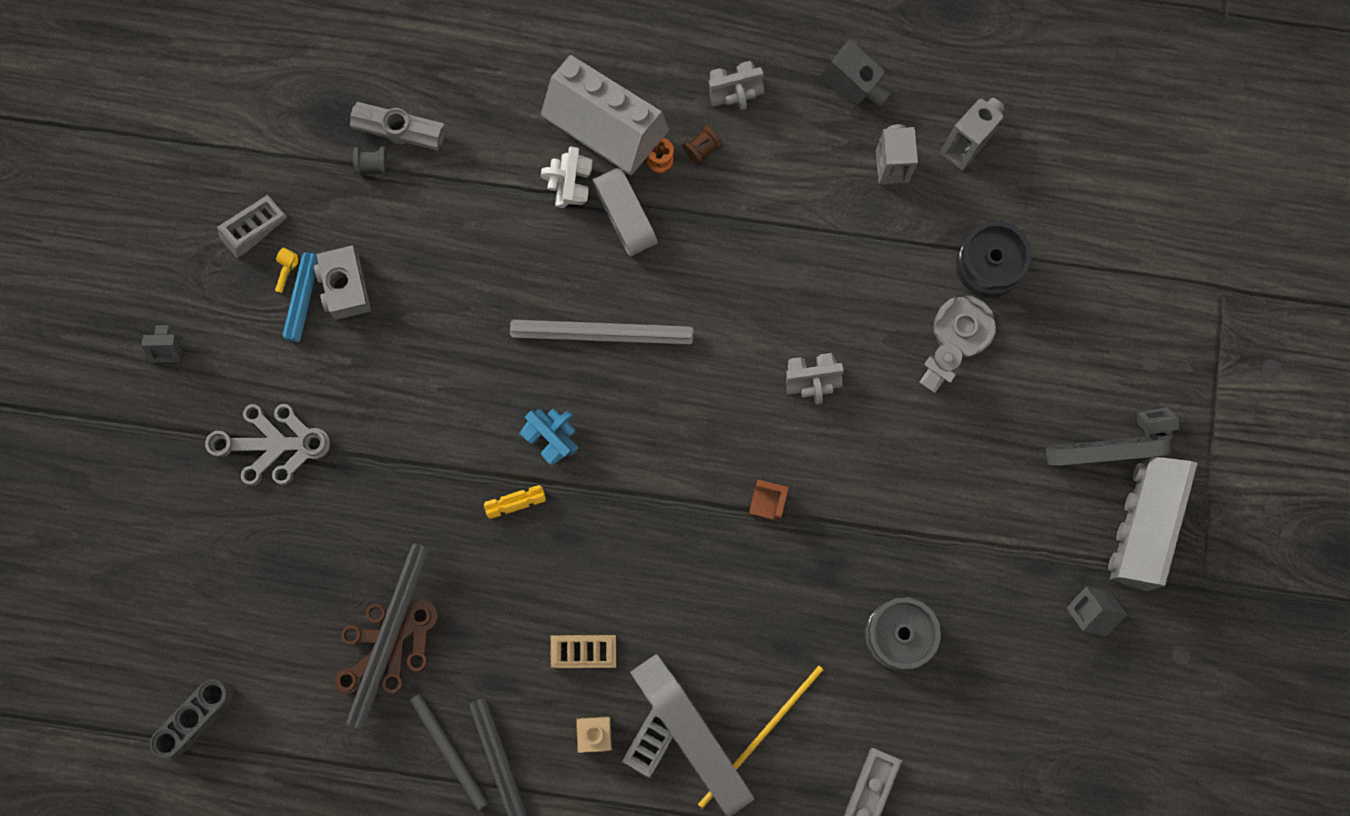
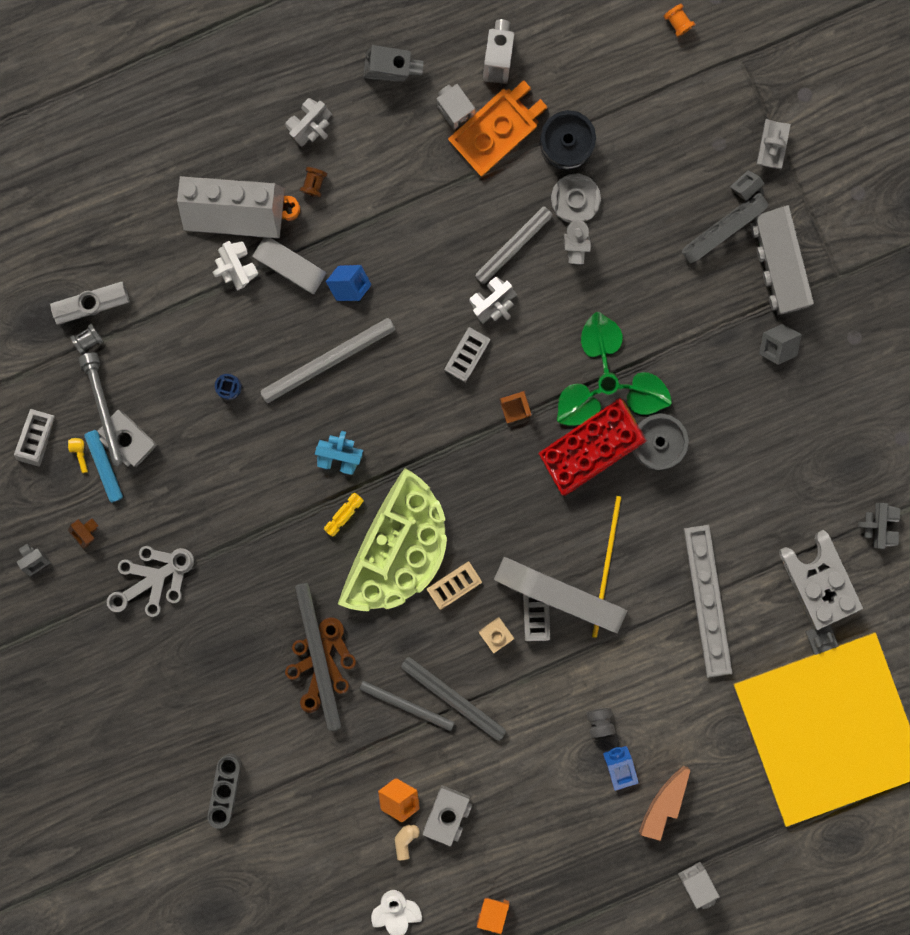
camera: 30 degrees left, 10 degrees up
(234, 350) = (82, 532): none -> reddish brown tile
(356, 187) = (90, 364): none -> dark grey piece
(483, 300) = (232, 386): none -> dark blue wheel
(550, 575) = (399, 548): none -> yellowish green brick
(674, 266) = (348, 283): none -> blue panel
(728, 427) = (458, 373): none -> light grey slope
(826, 593) = (592, 447): none -> red tile
(837, 538) = (646, 393): none -> green plant
(870, 333) = (514, 245): none -> light grey axle
(926, 206) = (497, 128): none -> orange tile
(1182, 211) = (679, 20): none -> orange bush
(1211, 395) = (773, 144): none -> light grey hips

